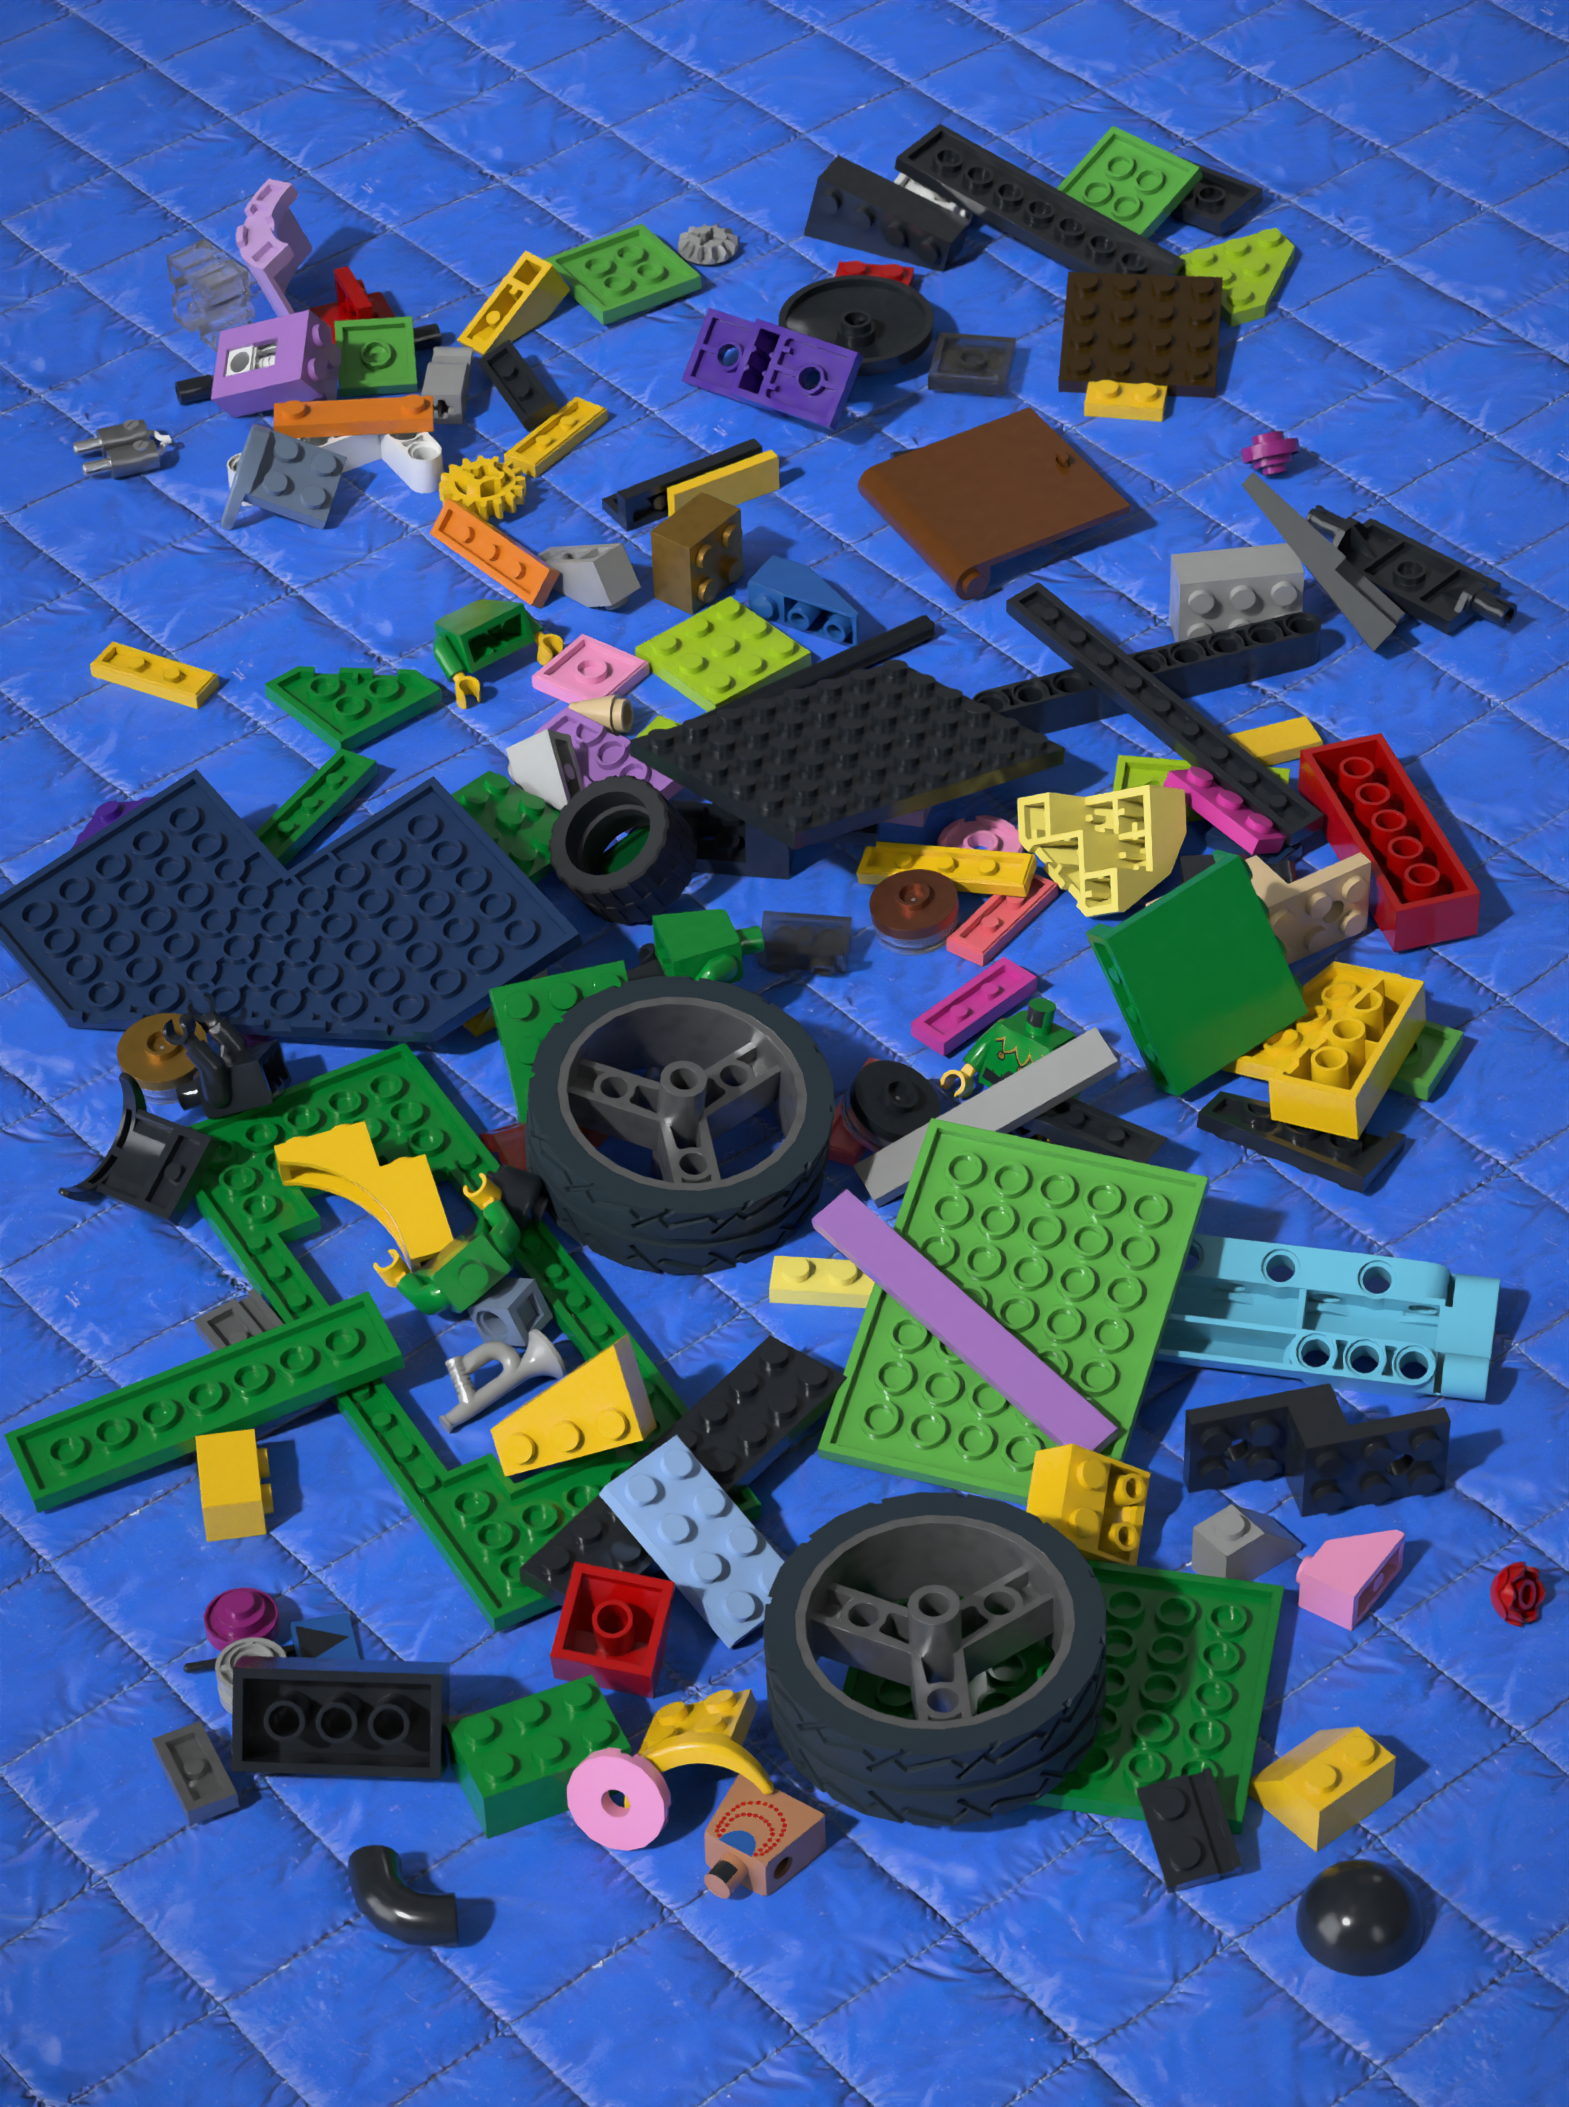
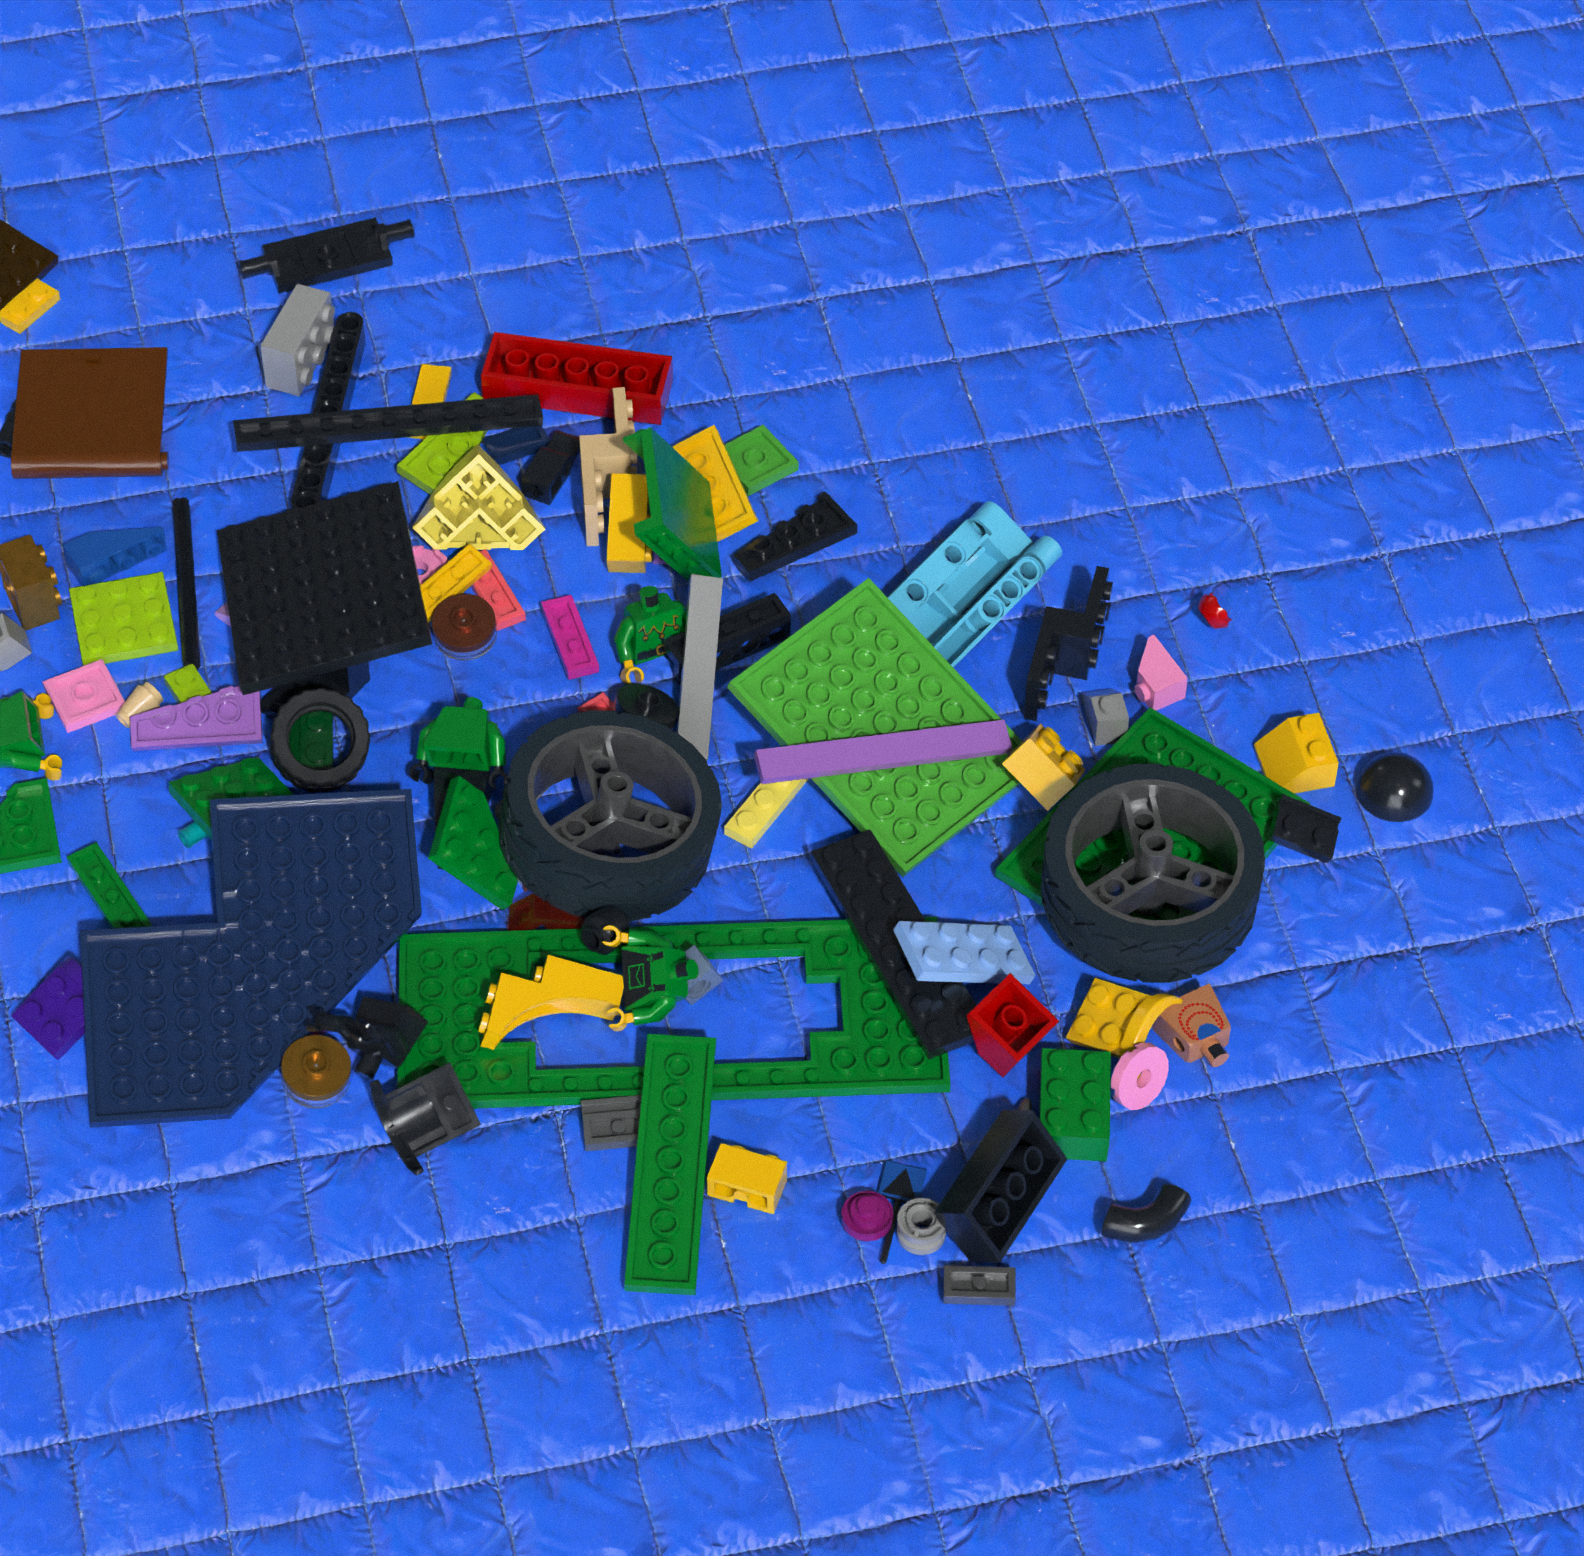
camera: 65 degrees left, 10 degrees up
(538, 1360) = (741, 976): light grey piece -> none
(546, 767) = (188, 754): slope -> none
(580, 1415) = (830, 969): yellow wedge -> none
(805, 943) = (451, 689): clear smoke bracket -> none
(1226, 811) = (496, 437): dark pink plate -> none
(1271, 452) = (155, 260): magenta plate -> none
(1353, 1062) = (775, 480): yellow wedge -> none
(1354, 595) = (333, 279): dark grey wedge -> none

